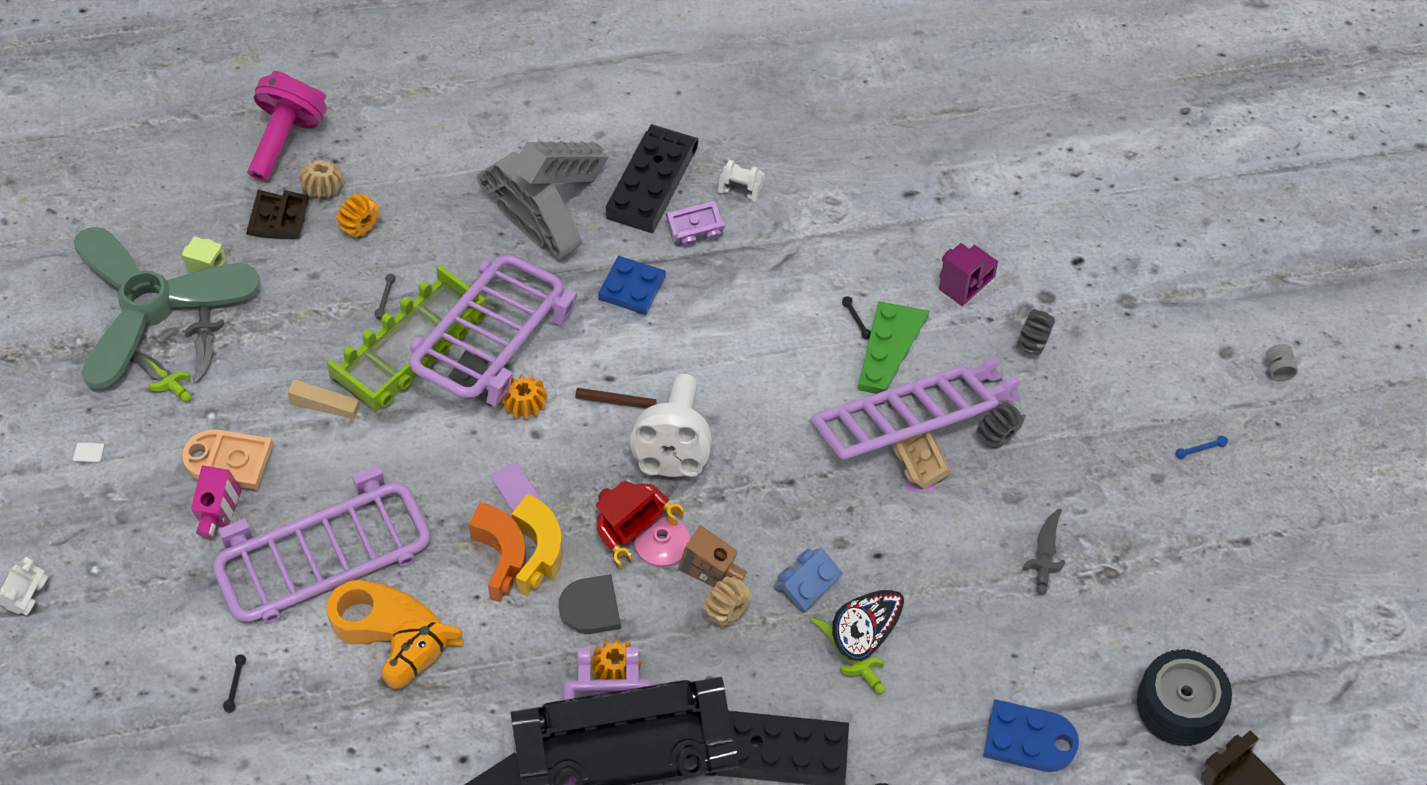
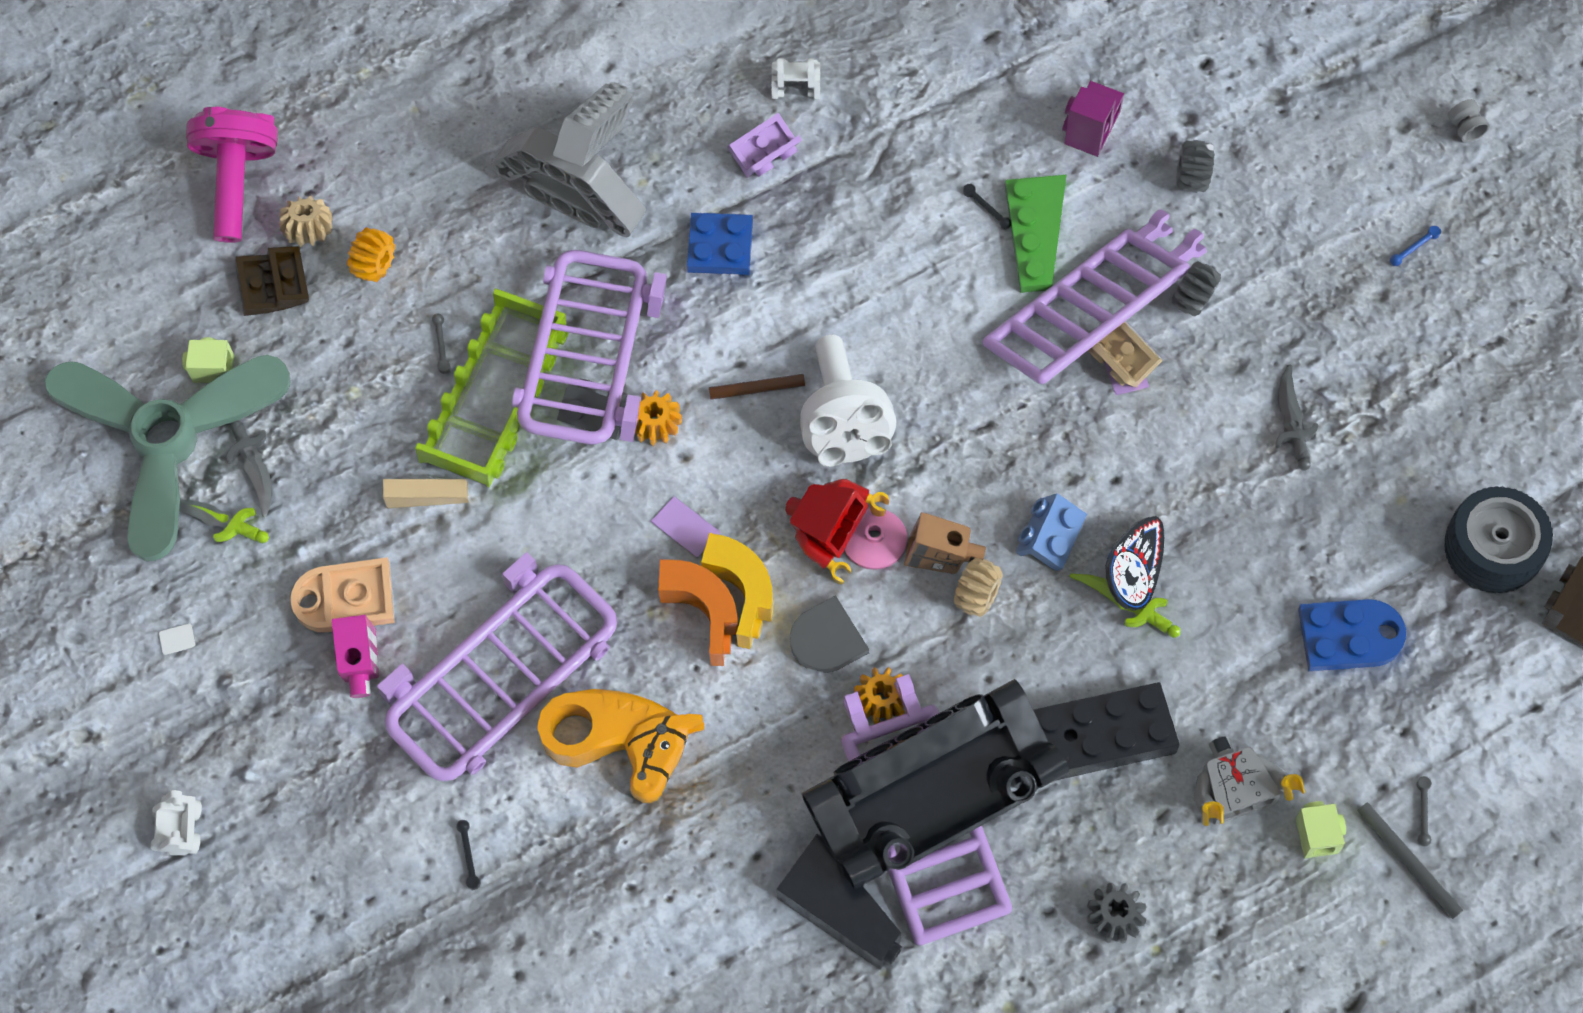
camera: 15 degrees left, 10 degrees up
(651, 178) = (691, 105): black hinge -> none

